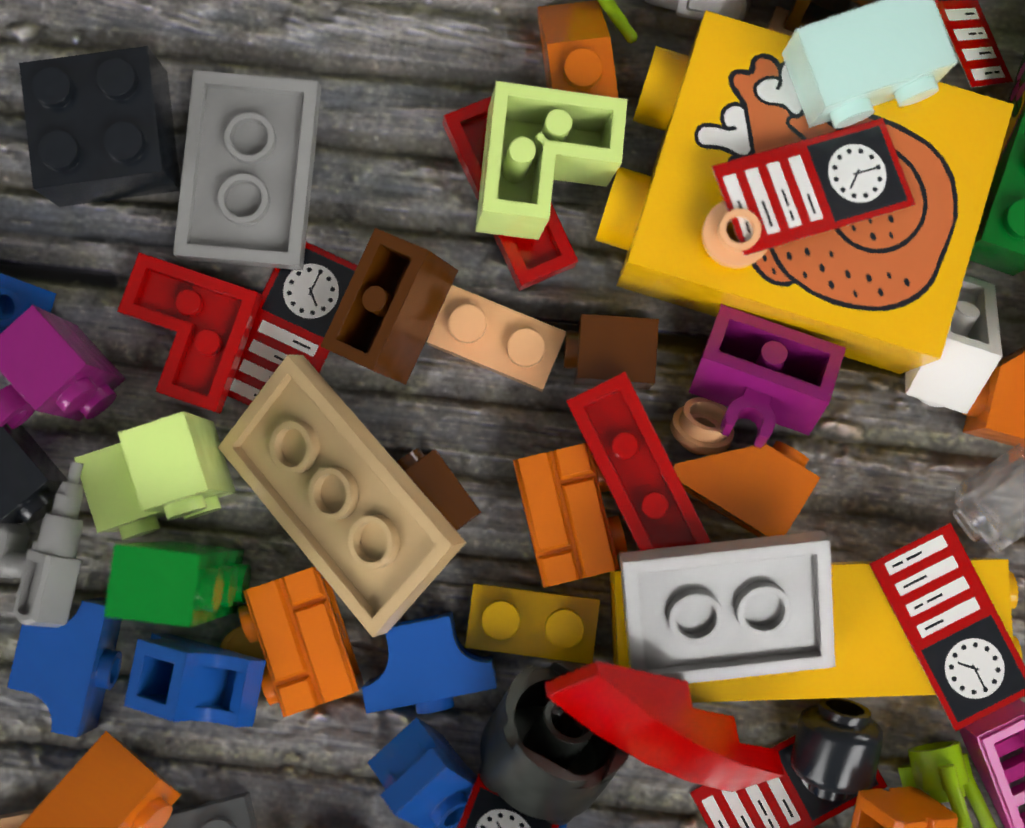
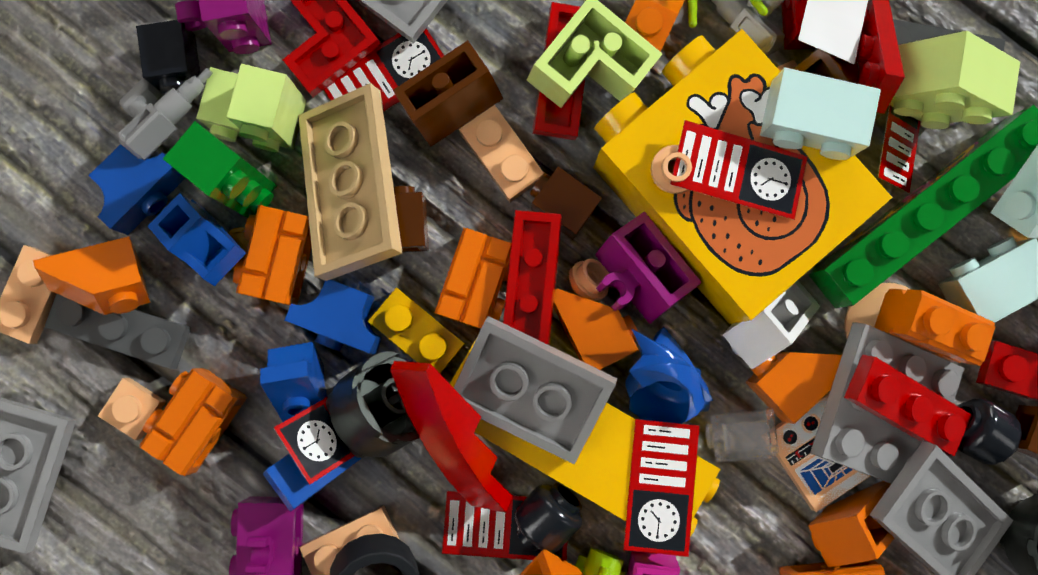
camera: 30 degrees right, 0 degrees up
(877, 496) = (665, 382): none -> blue hair

